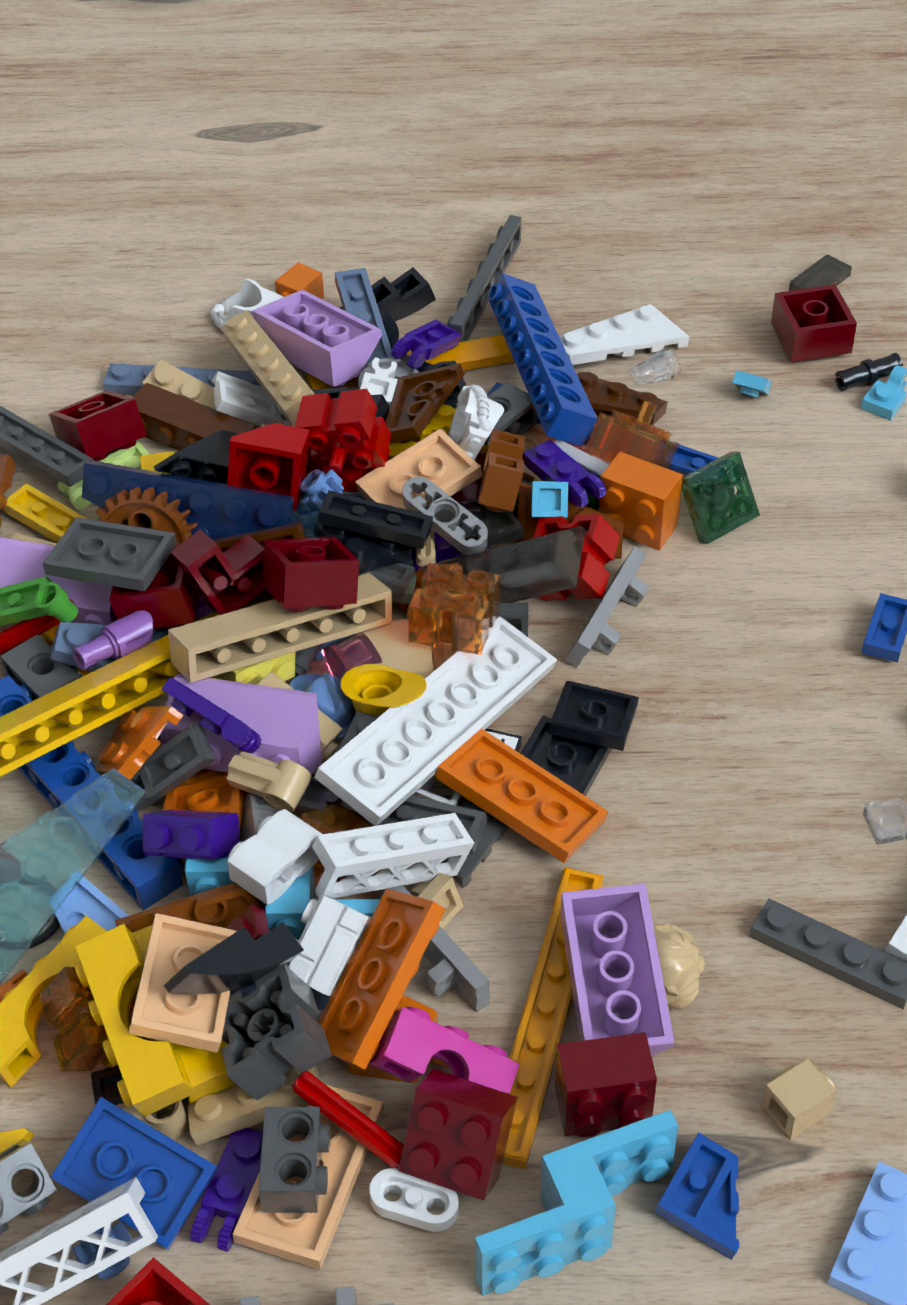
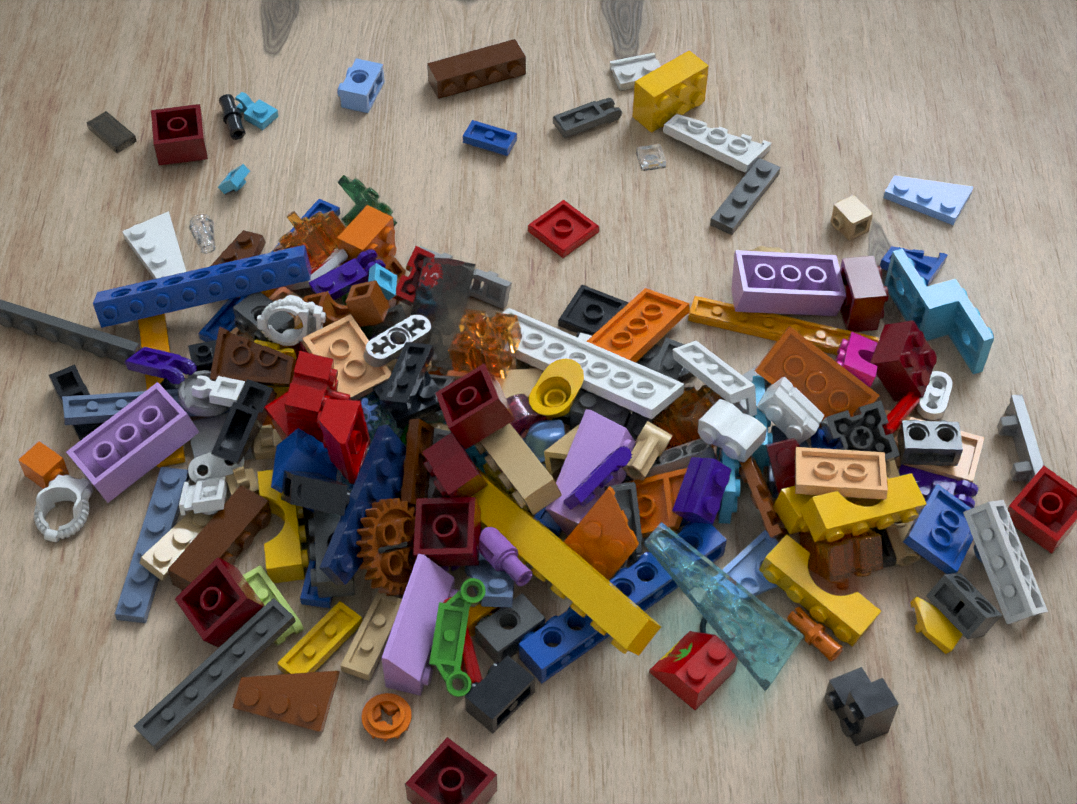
camera: 90 degrees left, 5 degrees up
(110, 554) = (431, 548): dark grey plate -> none
(236, 962) = (833, 437): black slope -> none
(267, 364) = (194, 460): tan brick -> none
(594, 715) = (561, 291): black tile -> none
(724, 721) = (563, 228): none -> red tile

